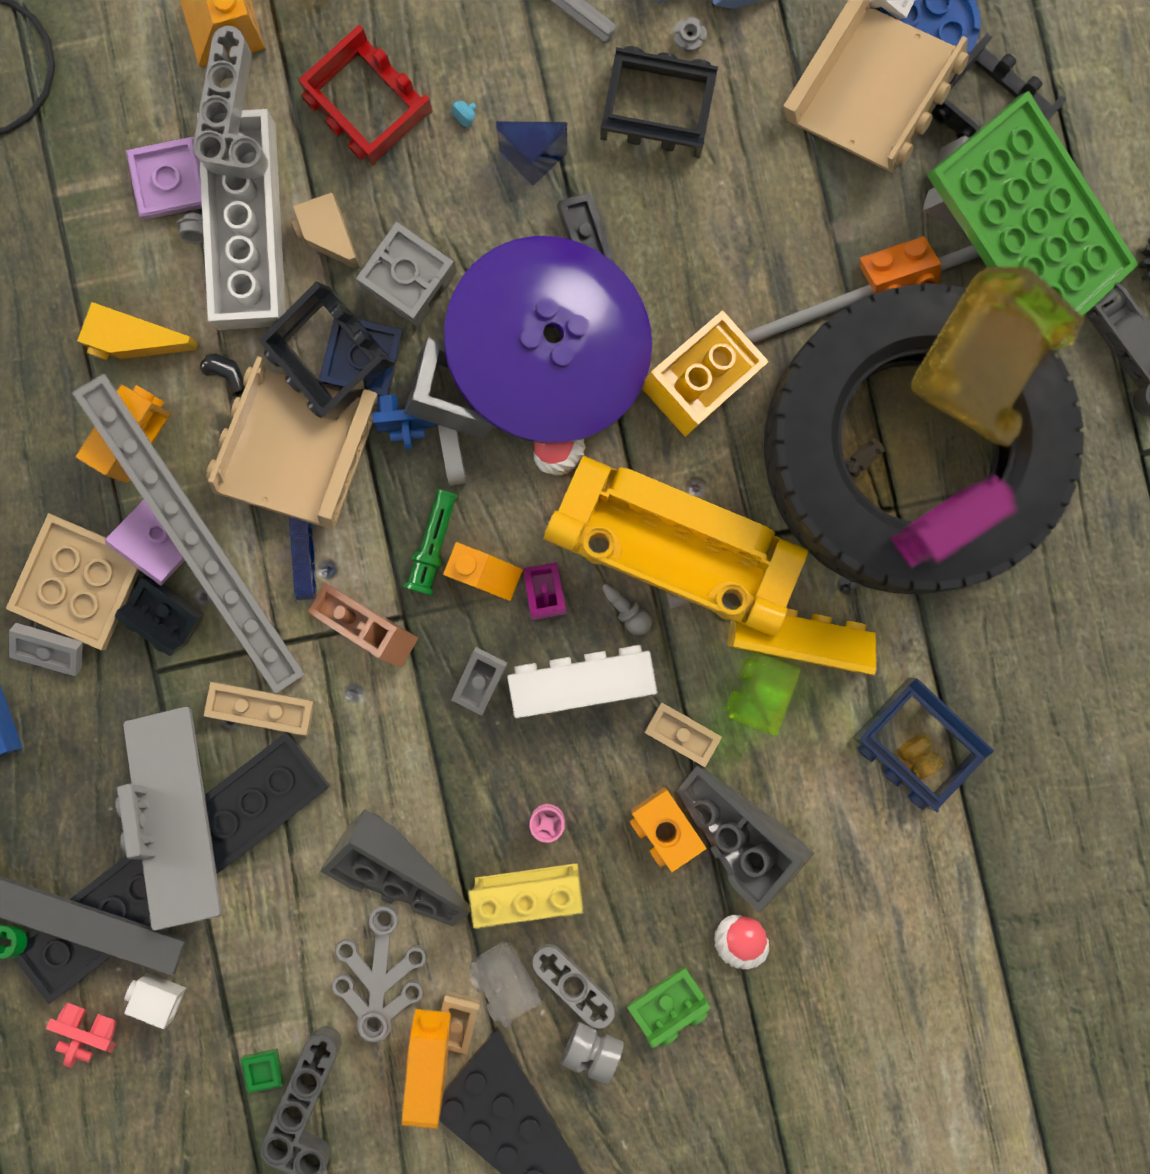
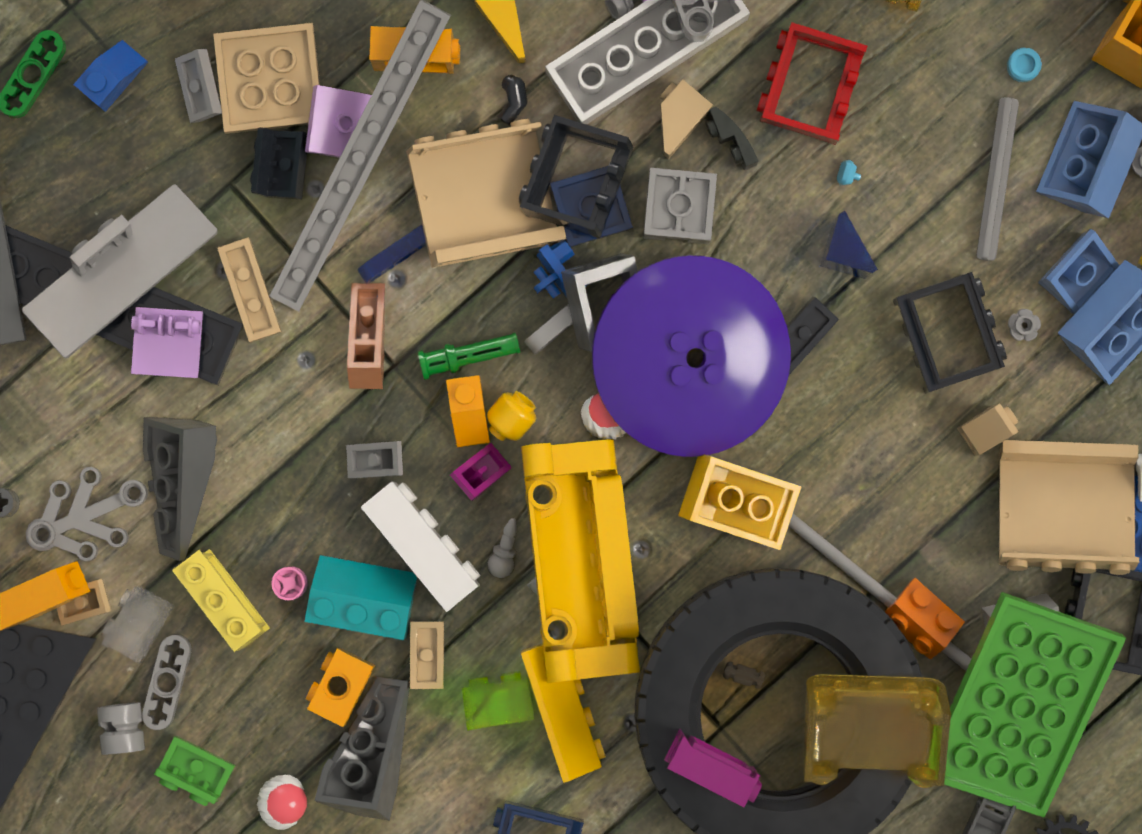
camera: 65 degrees right, 0 degrees up
(262, 811) = (166, 342): none -> lavender hinge
(362, 195) = (725, 129): none -> pearl dark grey slope
(510, 535) = (511, 416): none -> yellow head
(597, 765) = (361, 597): none -> teal slope
(766, 112) = (989, 428): none -> tan slope

